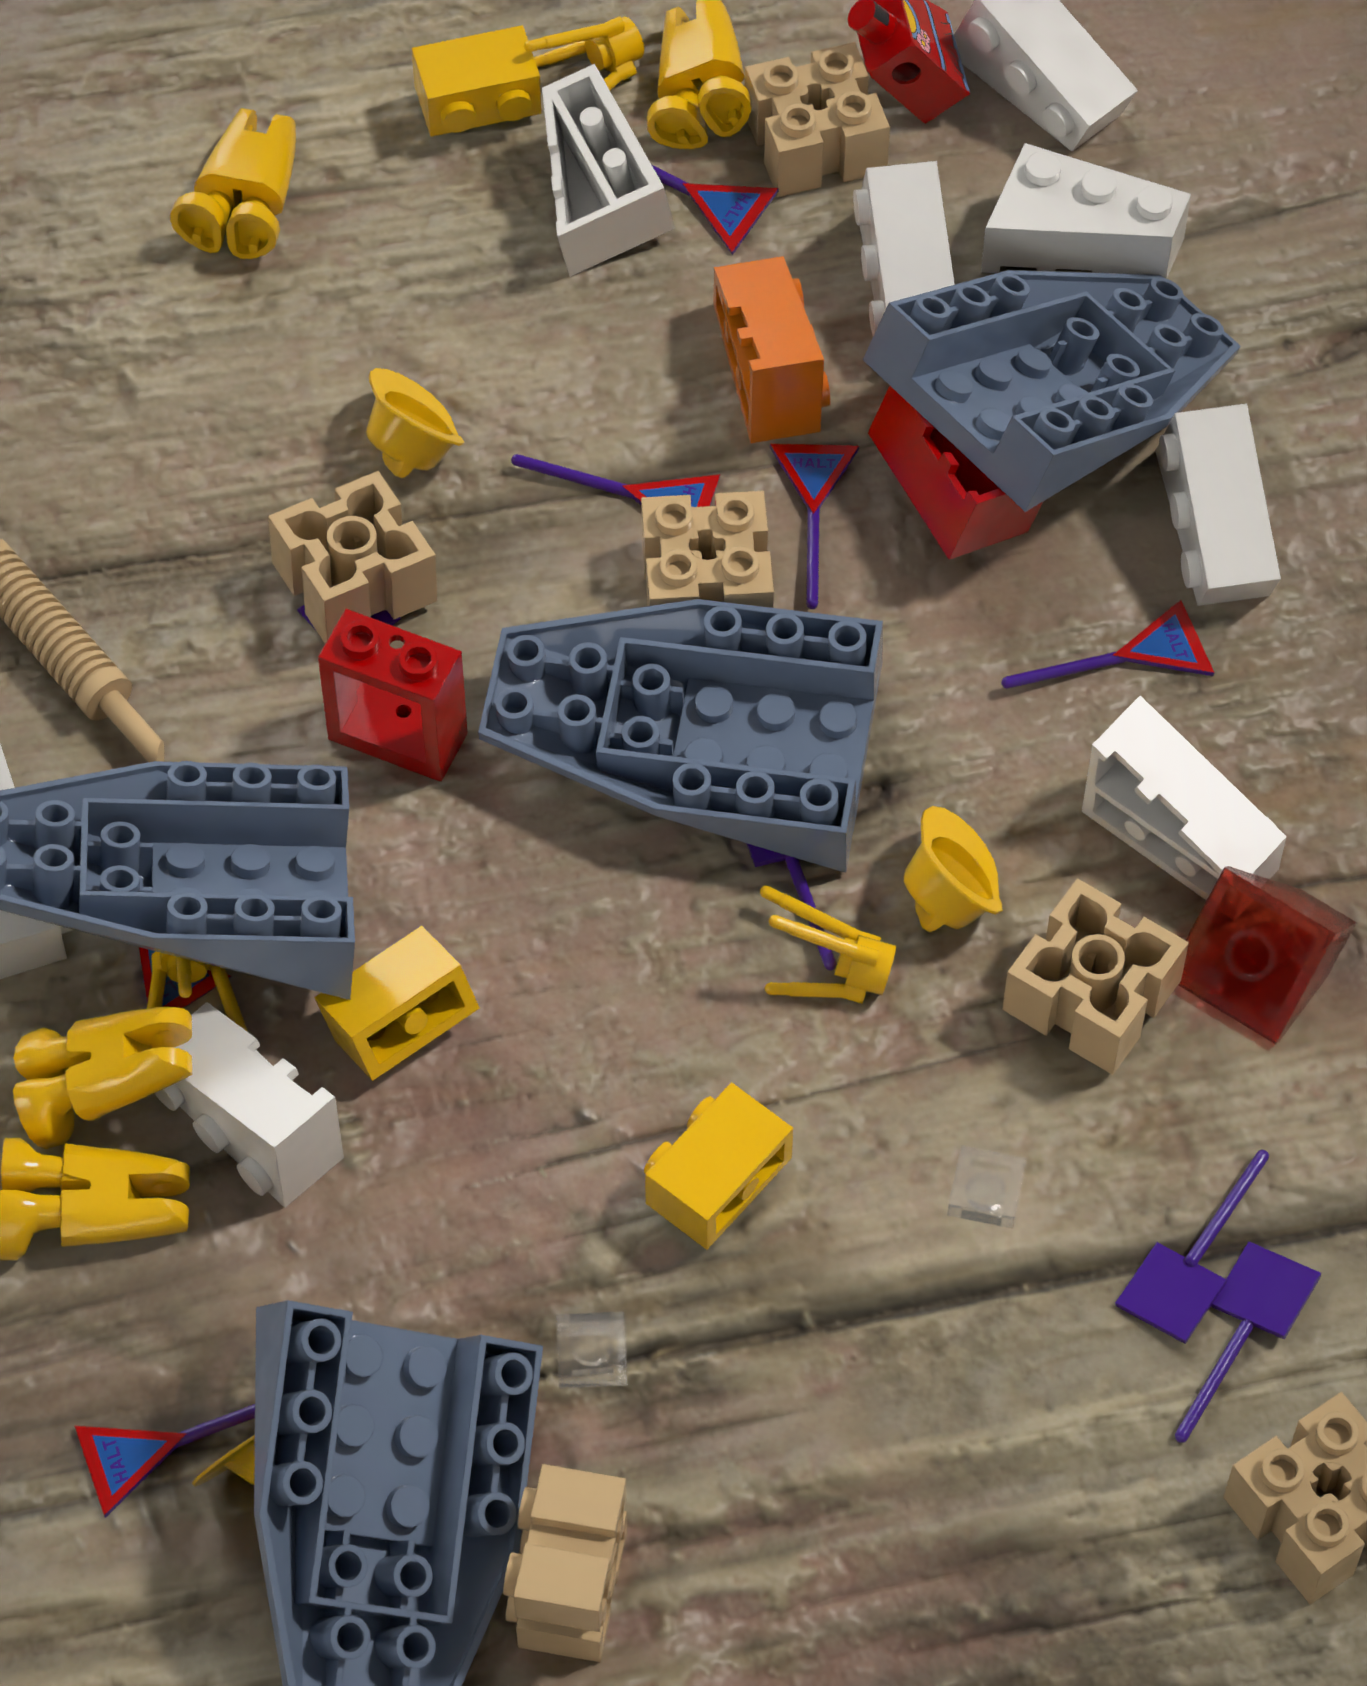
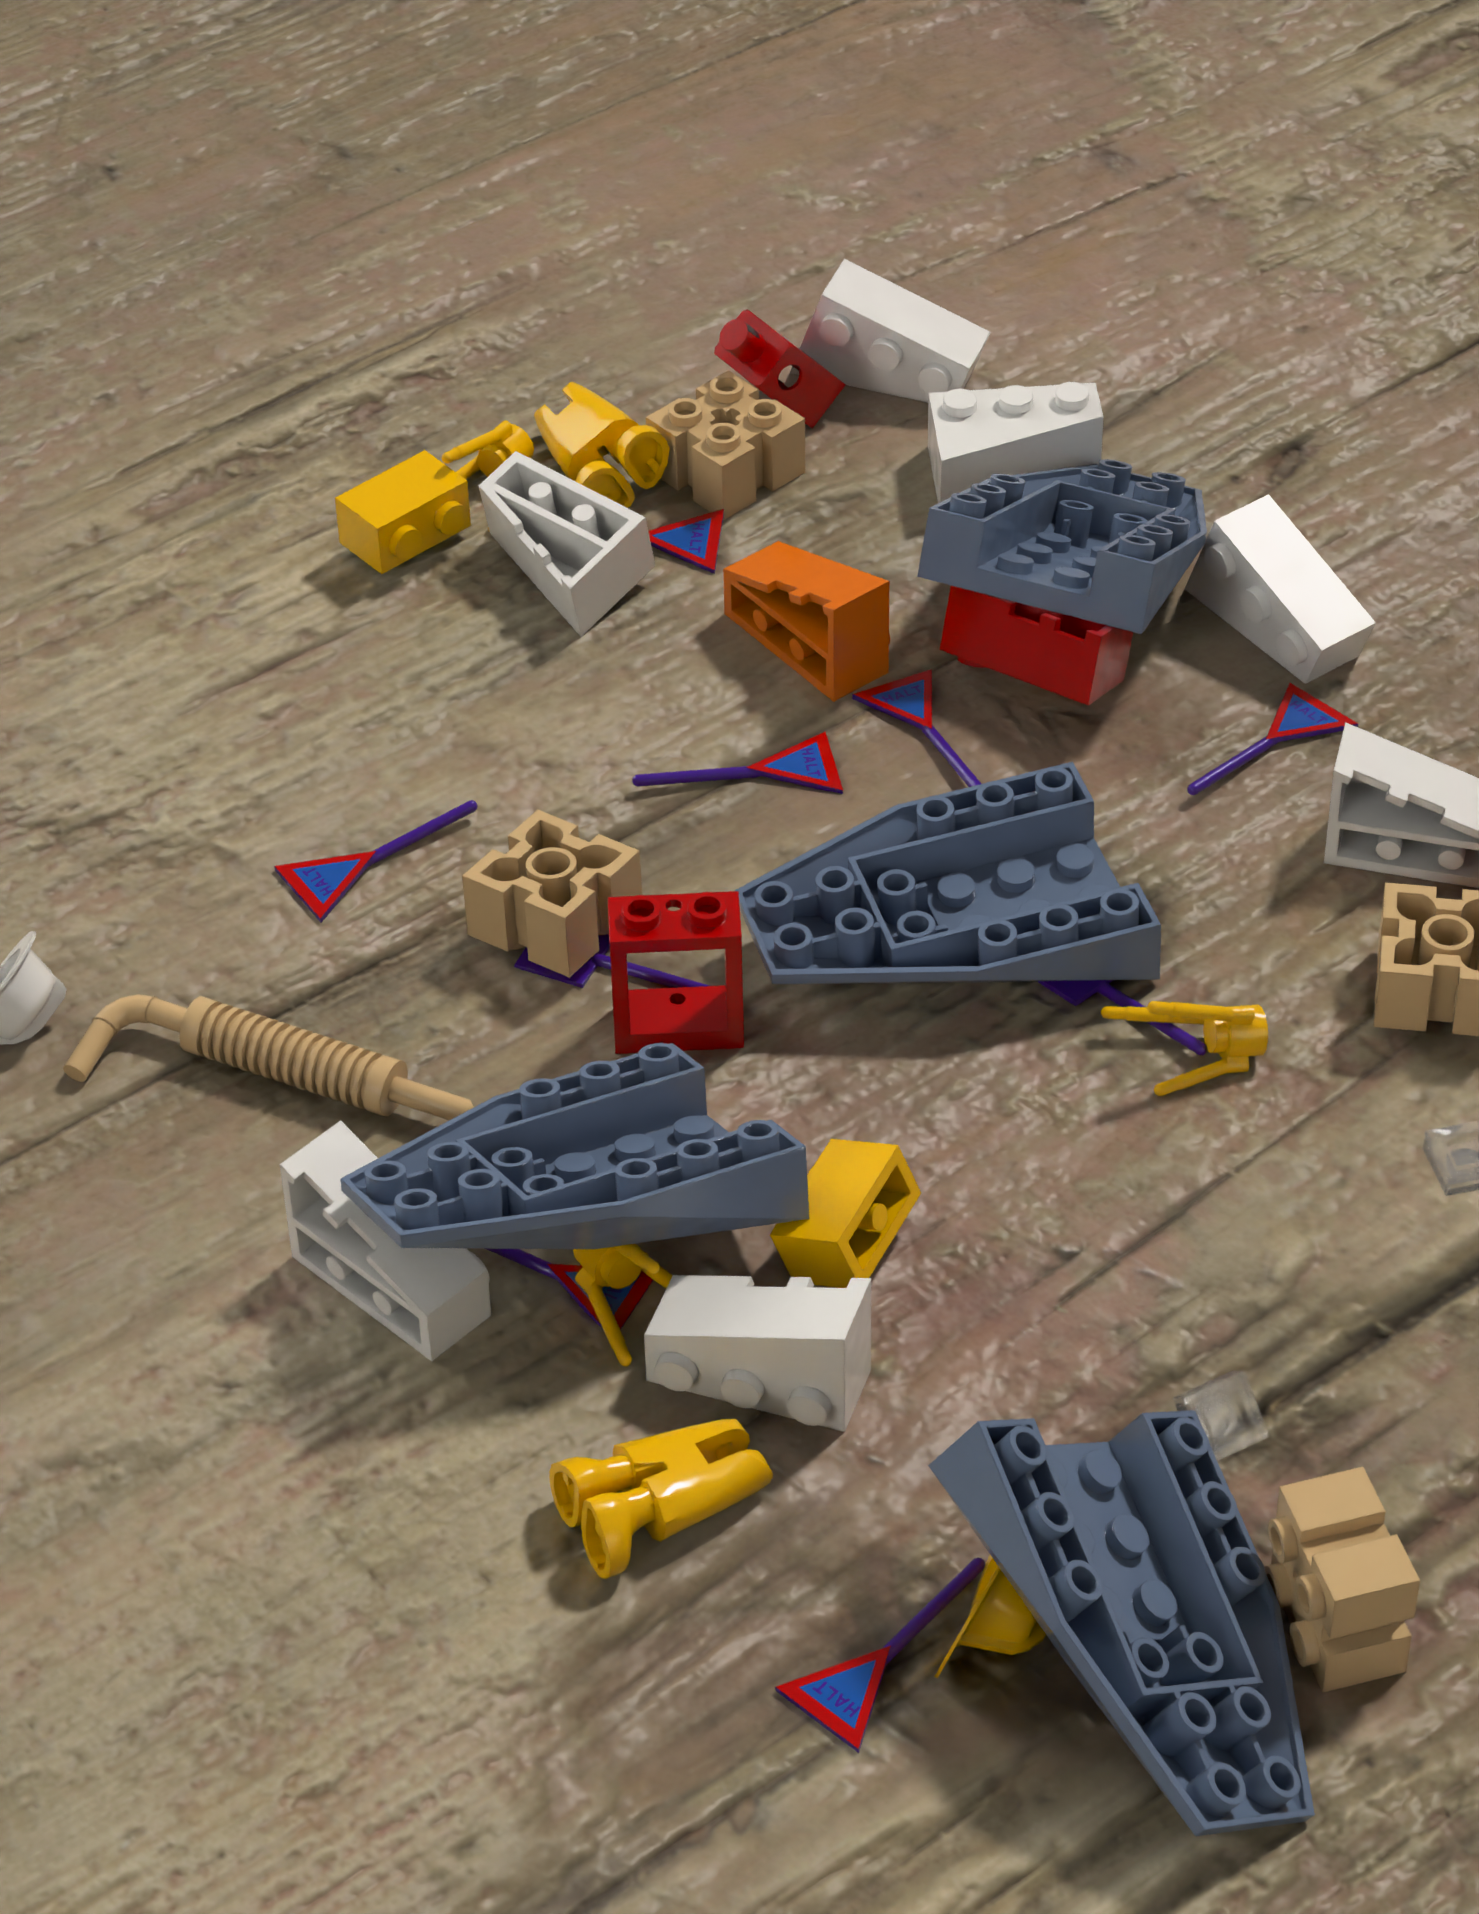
camera: 25 degrees left, 15 degrees down
(97, 1068) = (624, 1352): yellow piece -> none
(190, 449) = (326, 880): none -> piece
(240, 166) = (233, 645): yellow piece -> none
(408, 424) = (530, 784): yellow piece -> none
(707, 549) = (858, 777): tan brick -> none
(717, 1164) = (1227, 1226): yellow brick -> none
(902, 234) = (872, 503): white wedge -> none
(951, 873) = (1263, 947): yellow piece -> none

